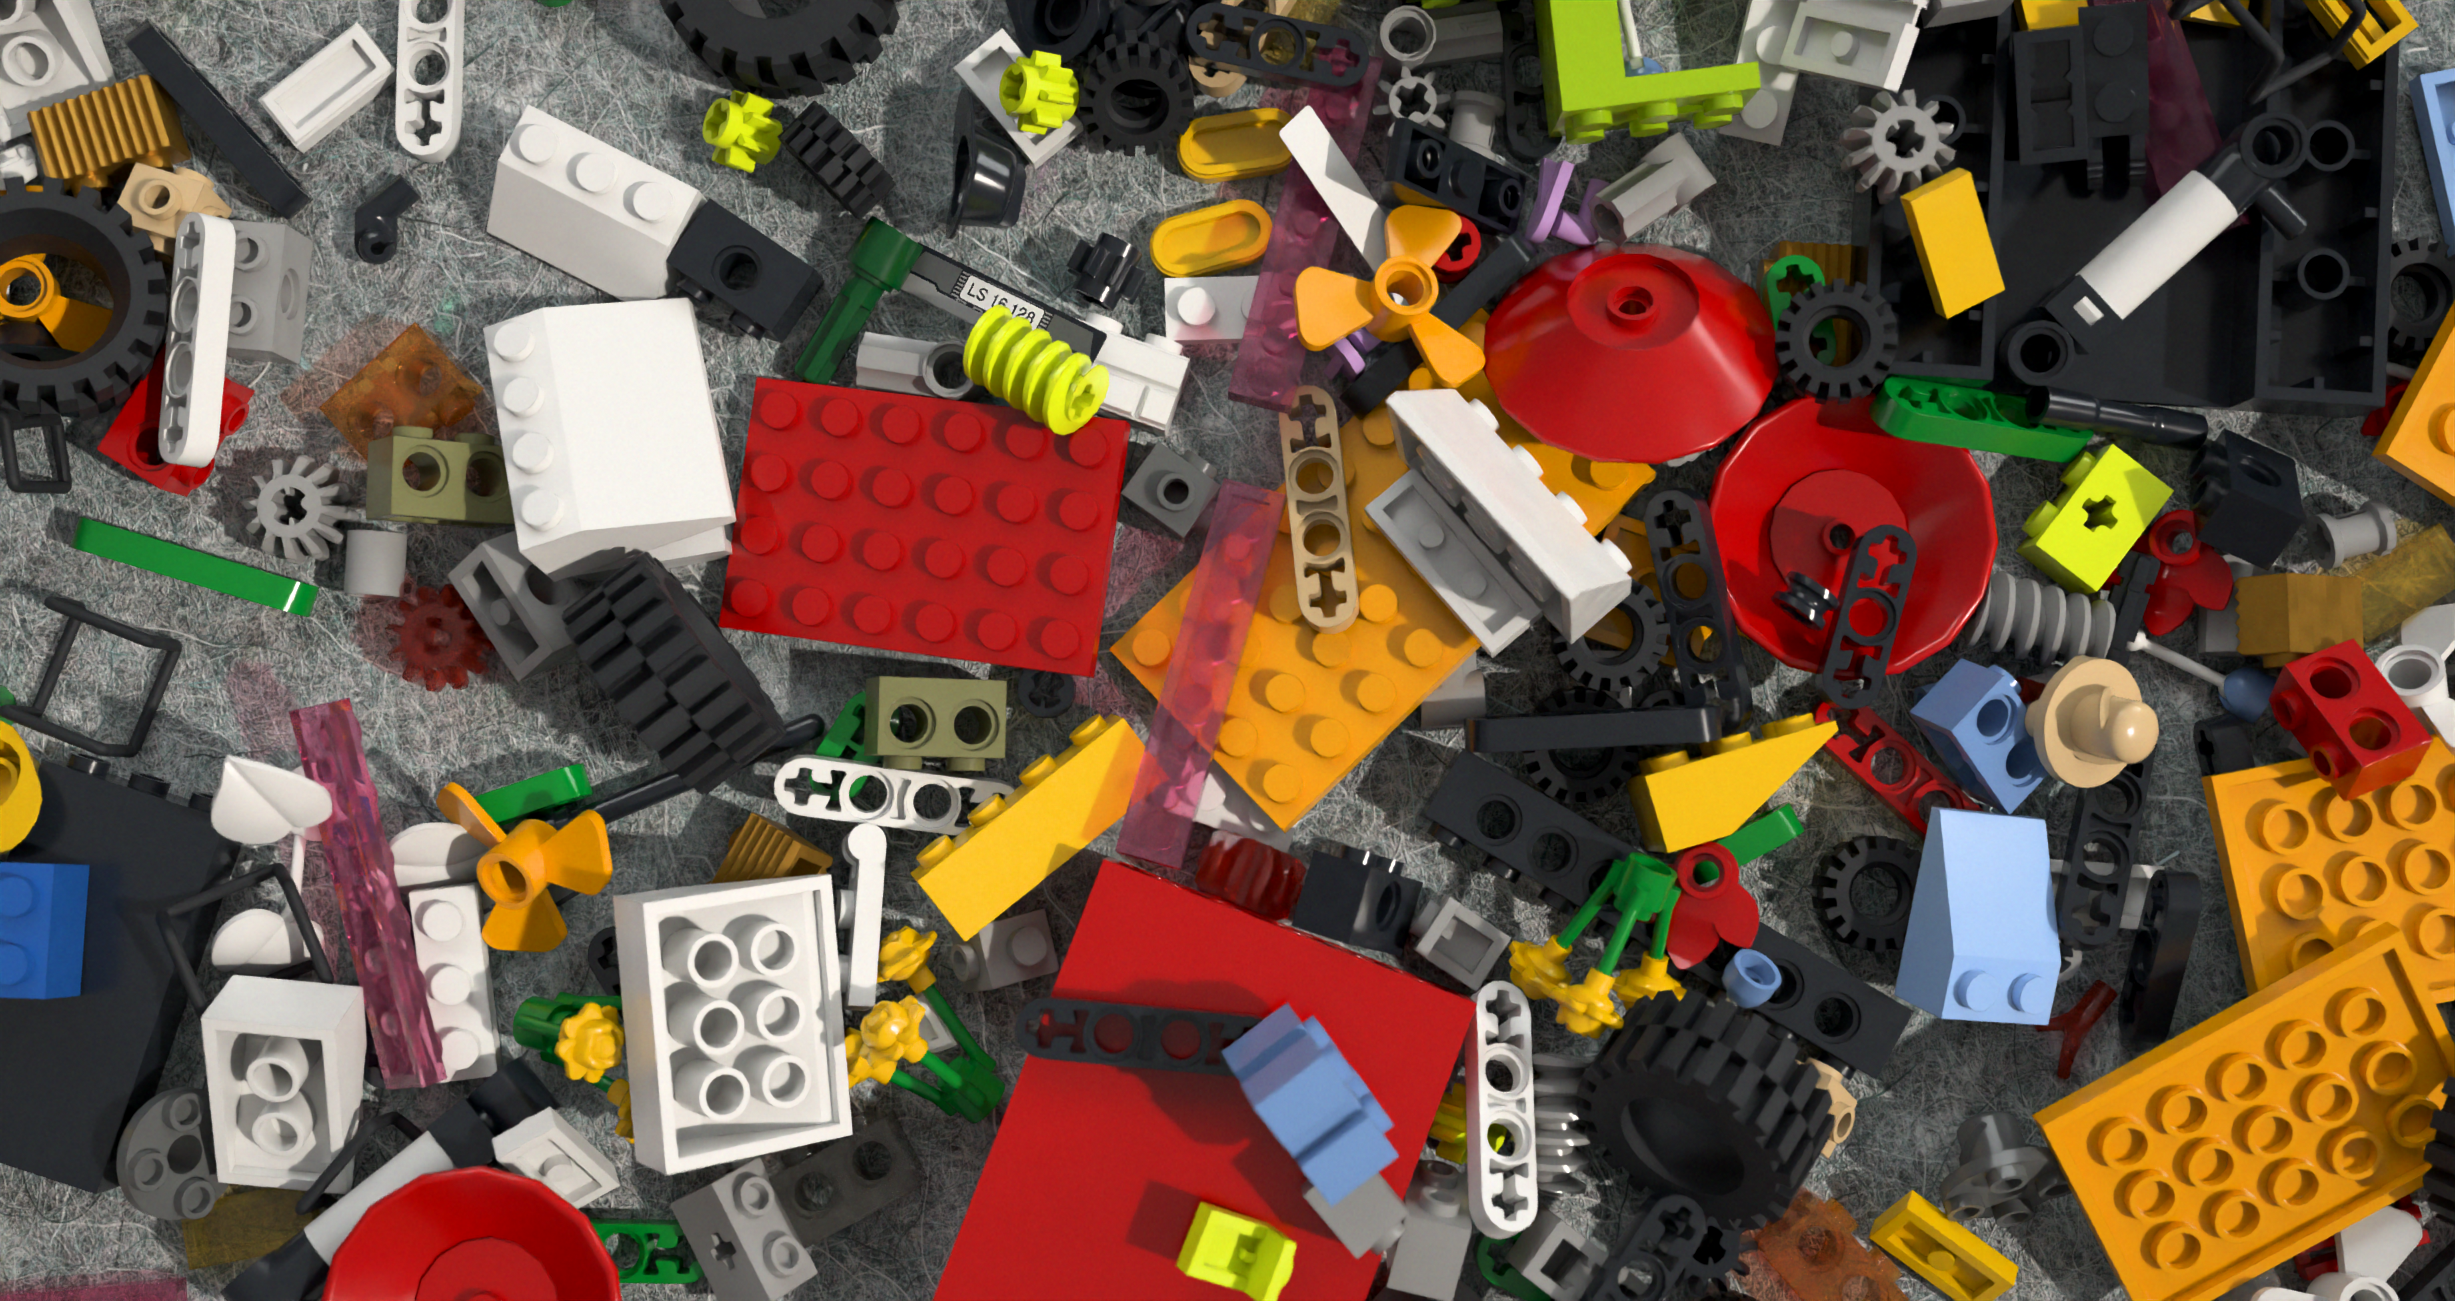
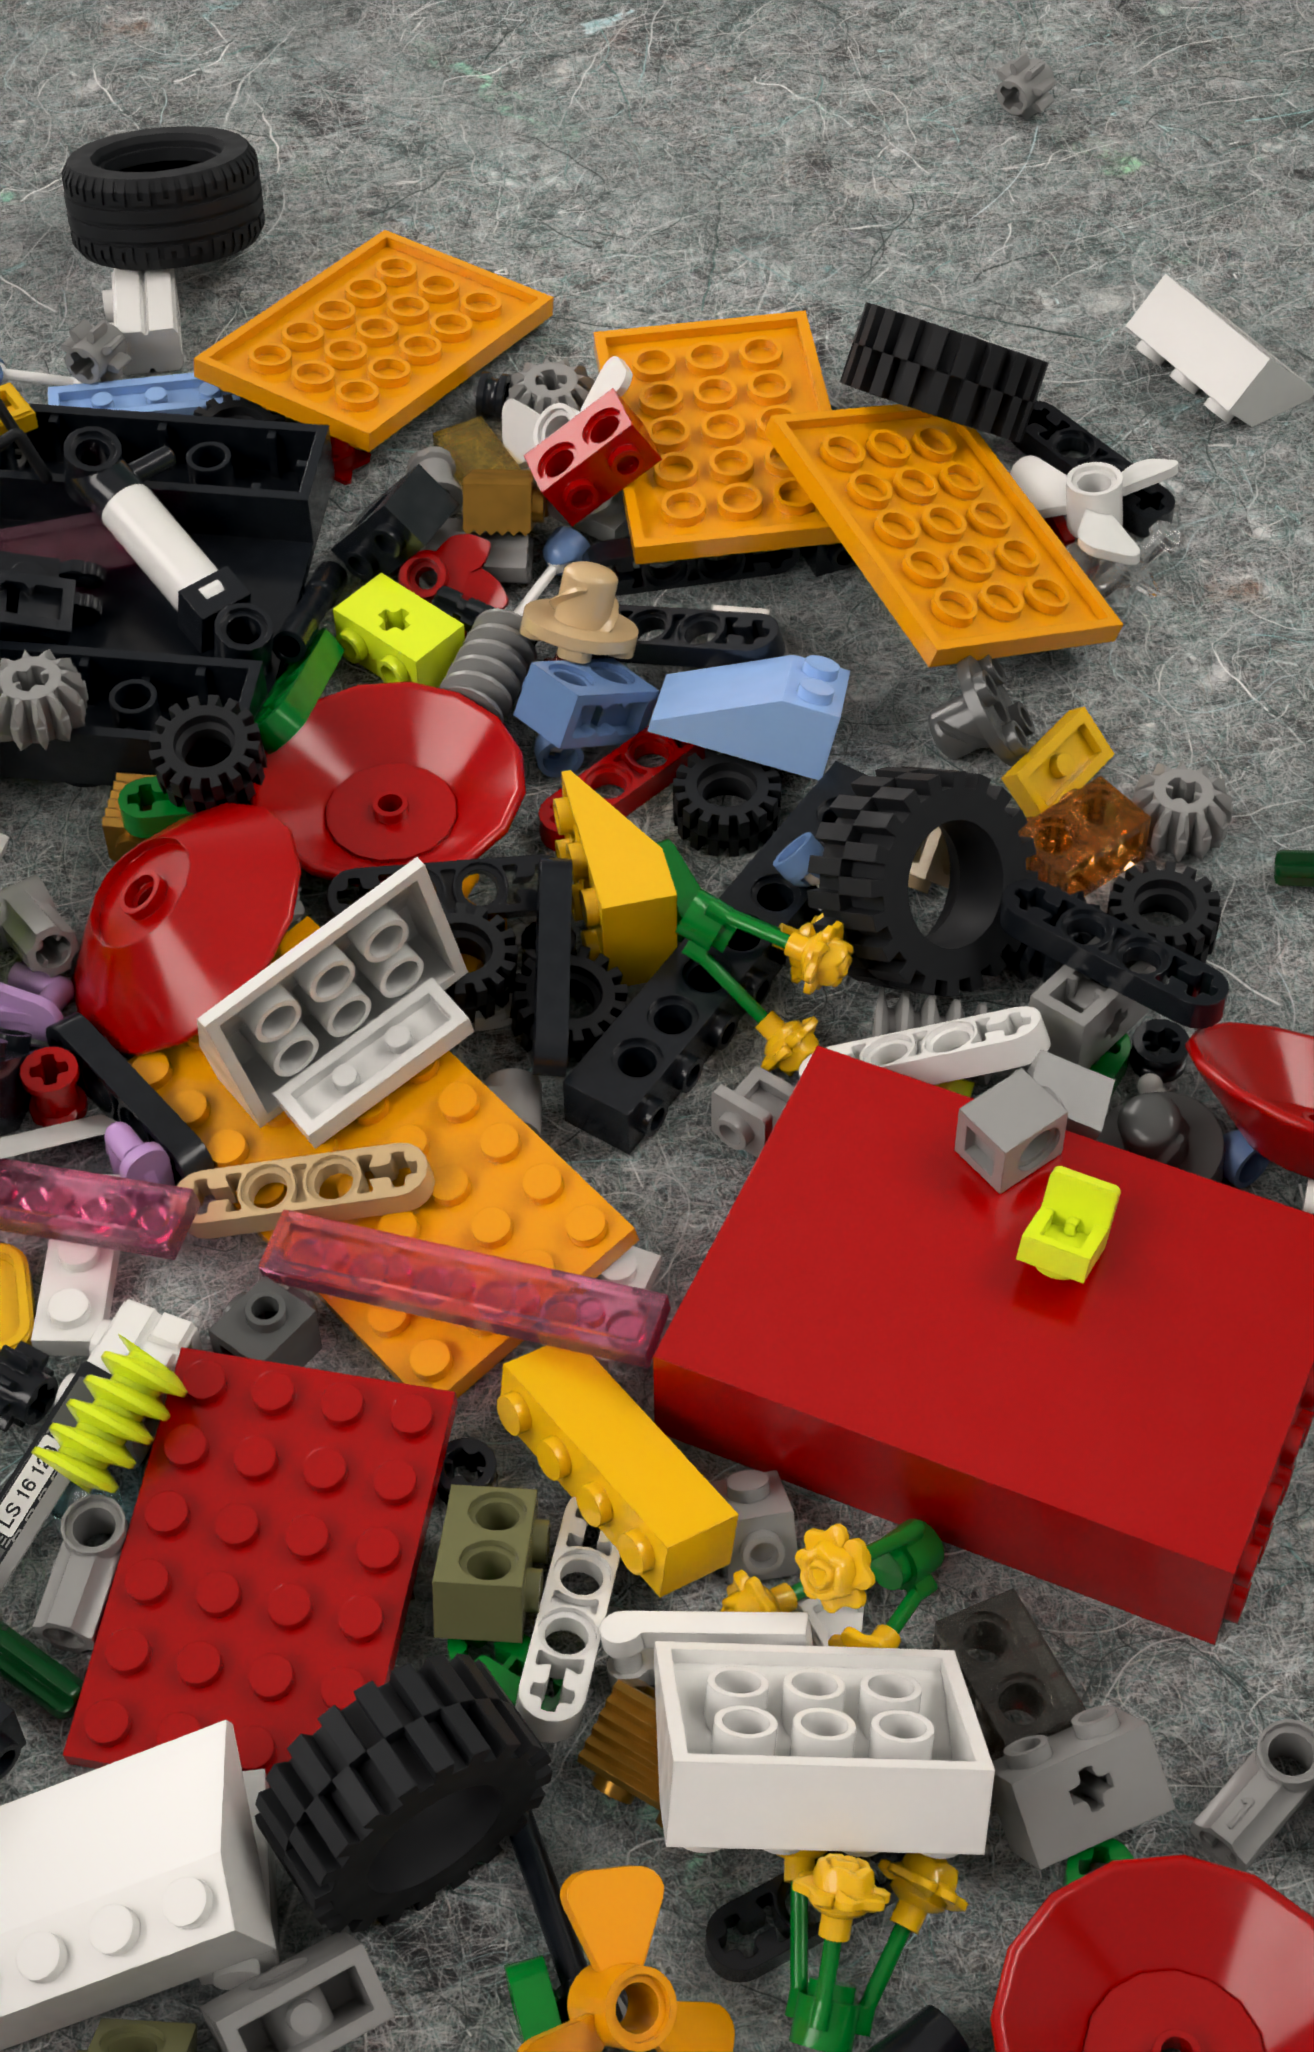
camera: 85 degrees left, 35 degrees down
(558, 1156) = (965, 1986): white plate -> none
(1147, 1025) = (843, 1311): black beam -> none
(1250, 875) = (674, 1257): clear red gear -> none
(1313, 1102) = (909, 1131): medium blue brick -> none
(1336, 305) = (95, 1097): light orange piece -> none
(1358, 900) = (704, 1163): black brick -> none
(1709, 912) = (735, 879): red plate -> none
(1805, 600) = (447, 798): black bush -> none
(1864, 567) = (428, 750): black beam -> none
(1952, 242) = (132, 662): yellow tile -> none
(2078, 1023) = (859, 677): clear red bar -> none
(2159, 956) = (832, 606): black beam -> none

